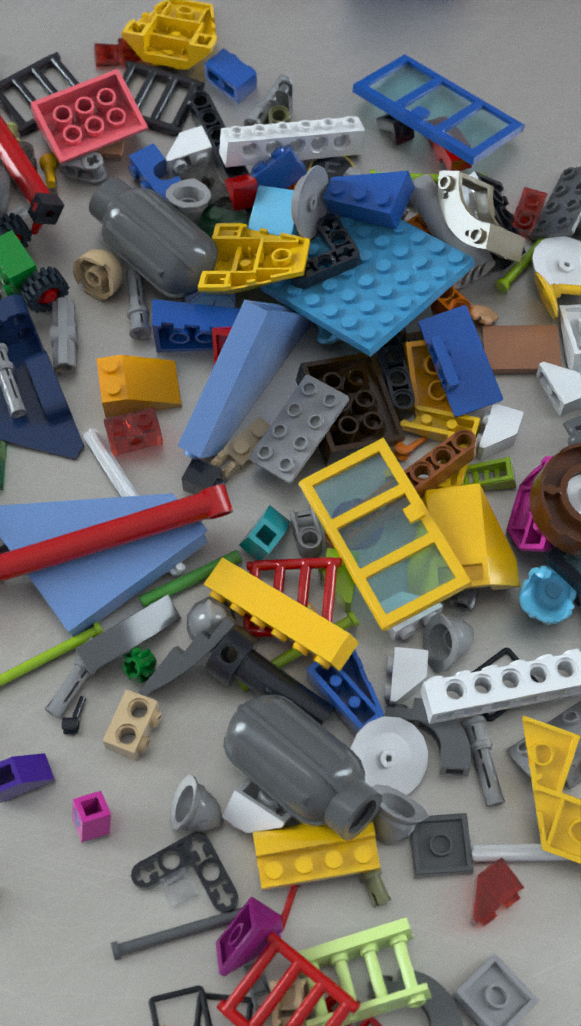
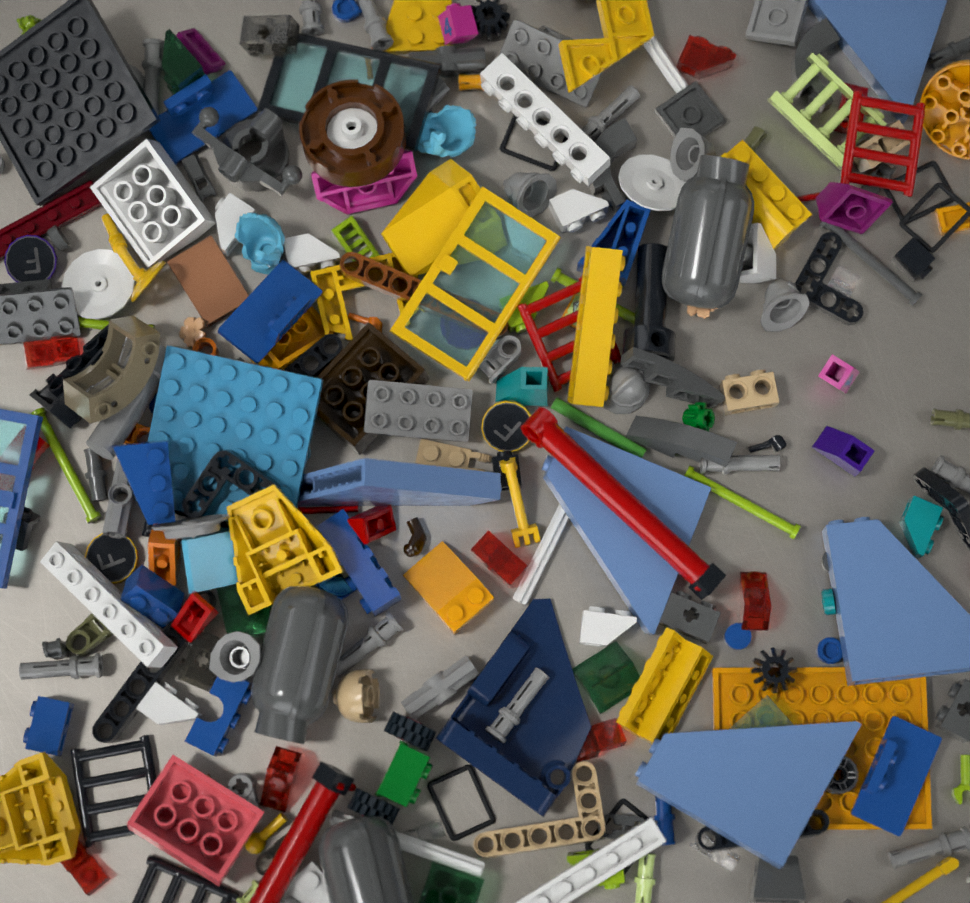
camera: 125 degrees left, 15 degrees up
(20, 478) = (603, 628): none -> white slope
(77, 193) = (280, 779): none -> clear red slope
(146, 466) = (509, 468): none -> yellow hinge
(153, 972) = (914, 260): none -> black brick
(193, 382) = (417, 539): none -> dark brown arm
(247, 501) = (503, 425): none -> black tile
(530, 395) = (261, 241): none -> medium azure hair

